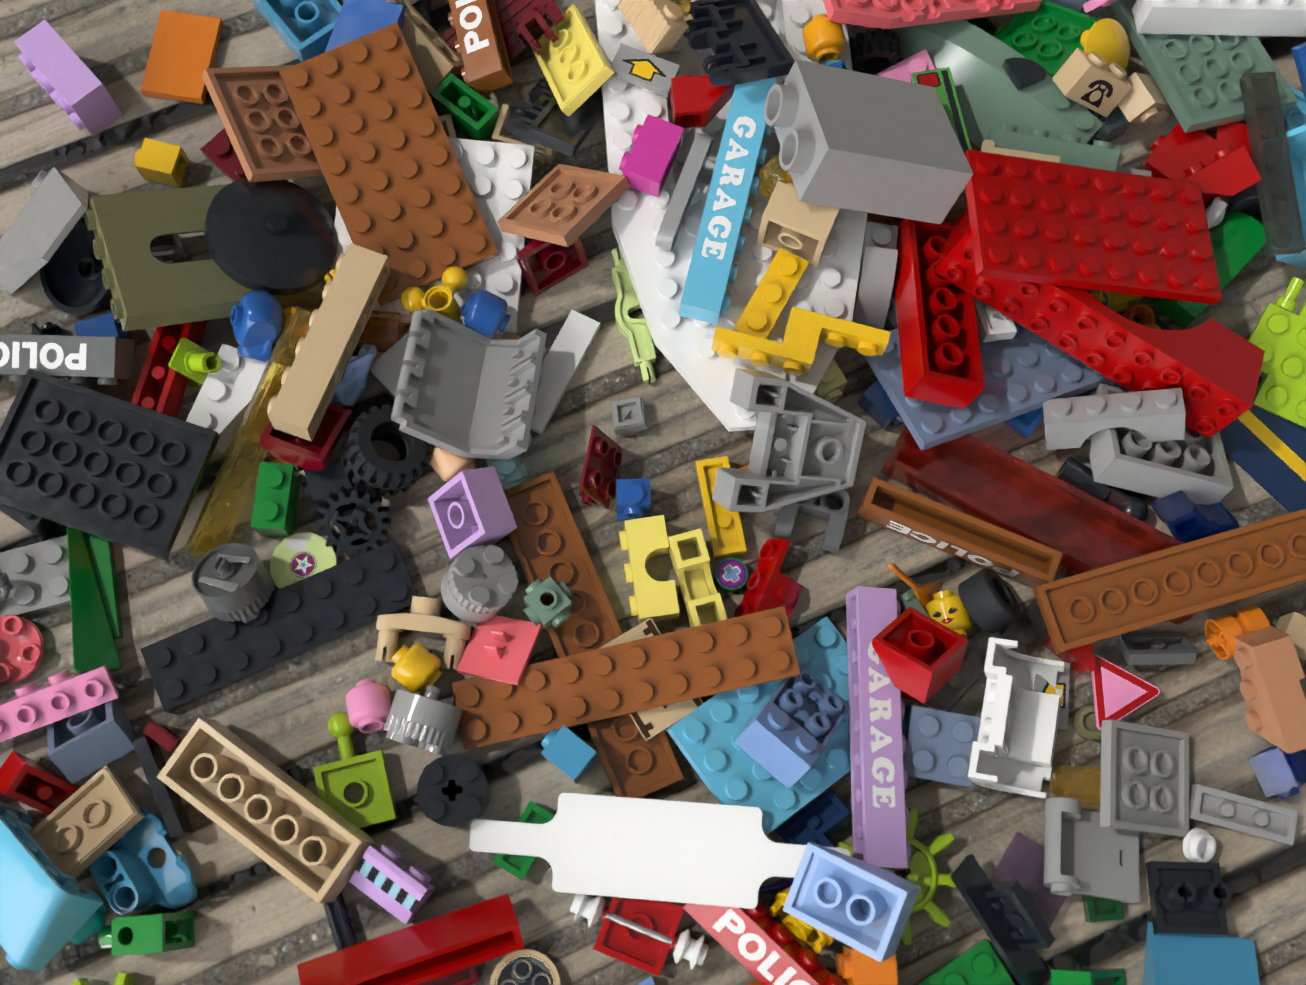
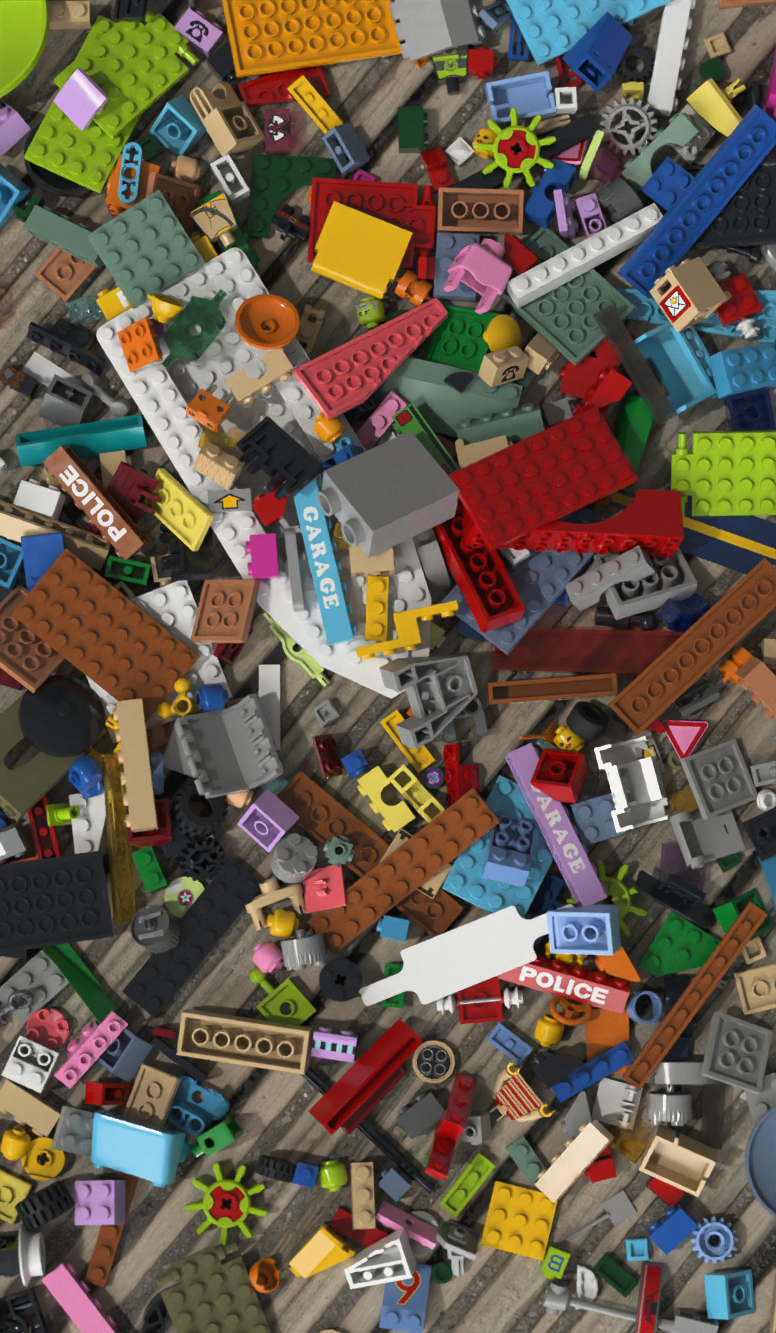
camera: 20 degrees left, 10 degrees up
(1215, 212) = (615, 409): white tile -> none

